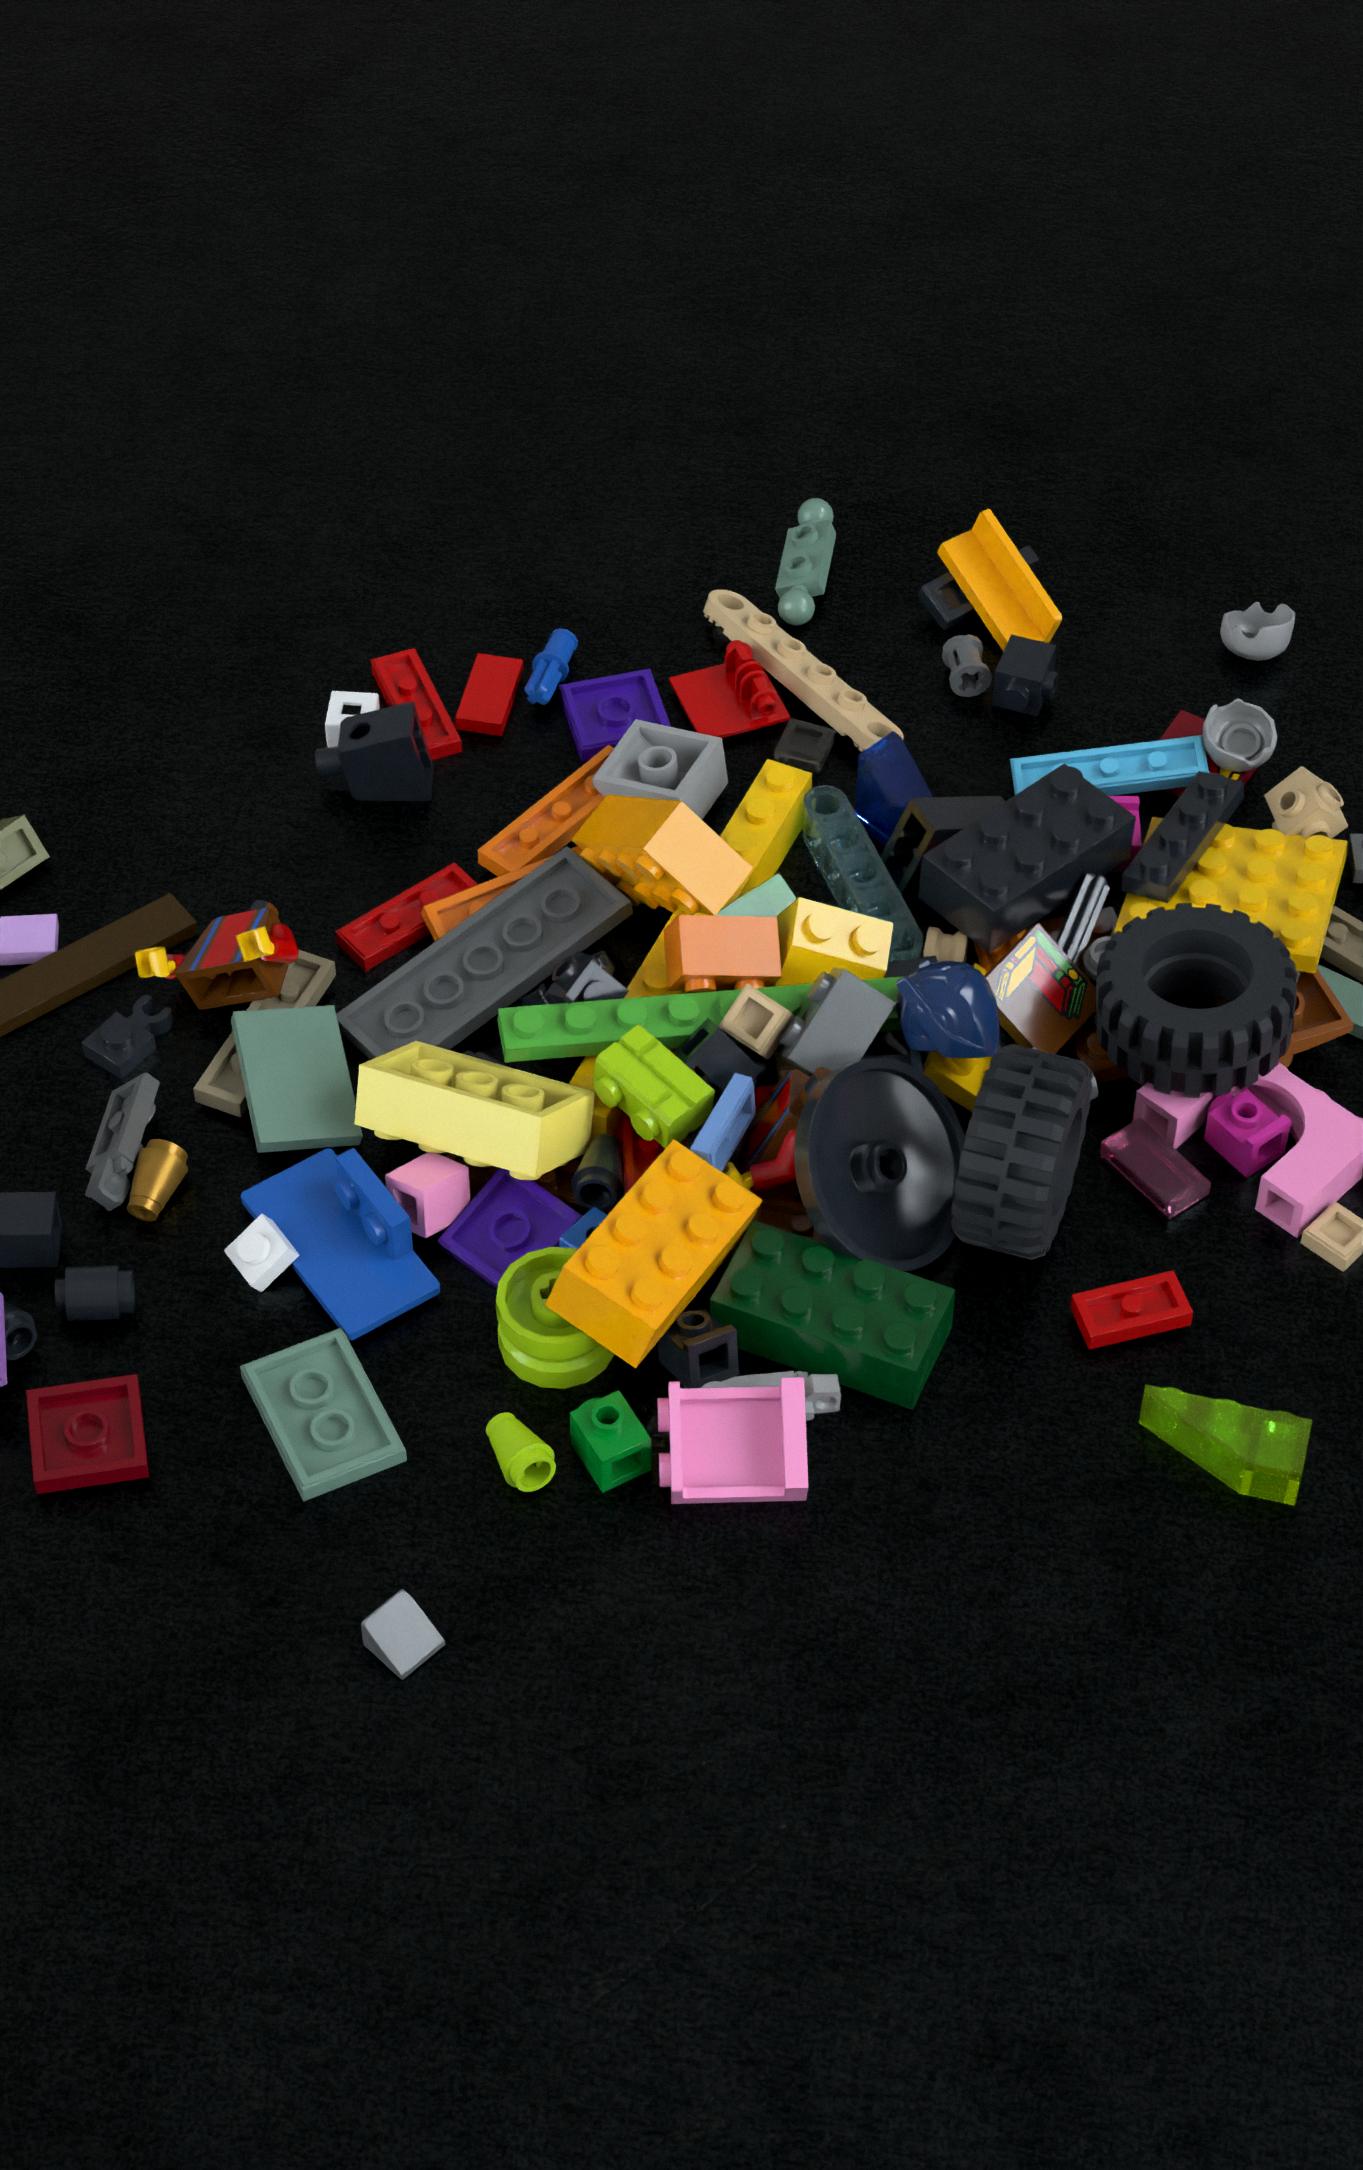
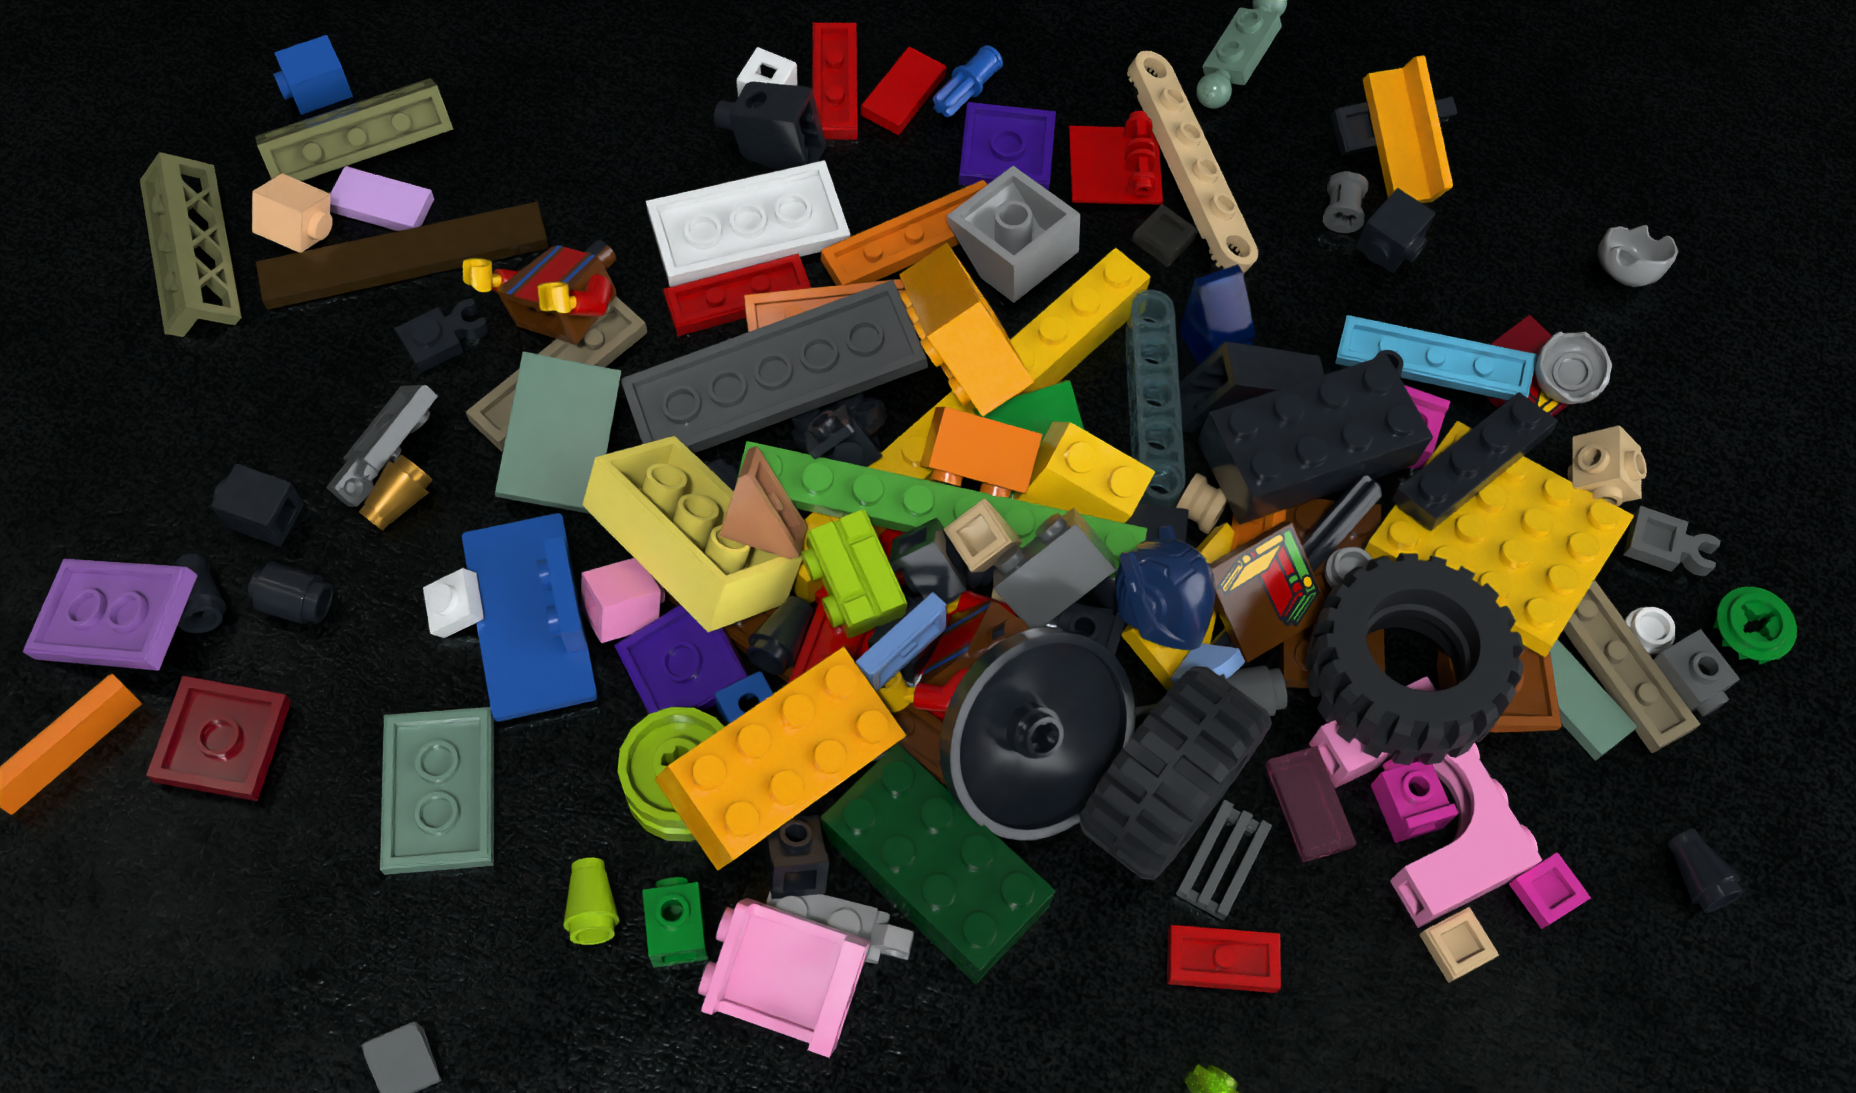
camera: 15 degrees right, 15 degrees up
(390, 850) = (747, 222): none -> white plate
(537, 1058) = (762, 511): none -> nougat slope
(1099, 1203) = (1242, 821): none -> dark grey tile

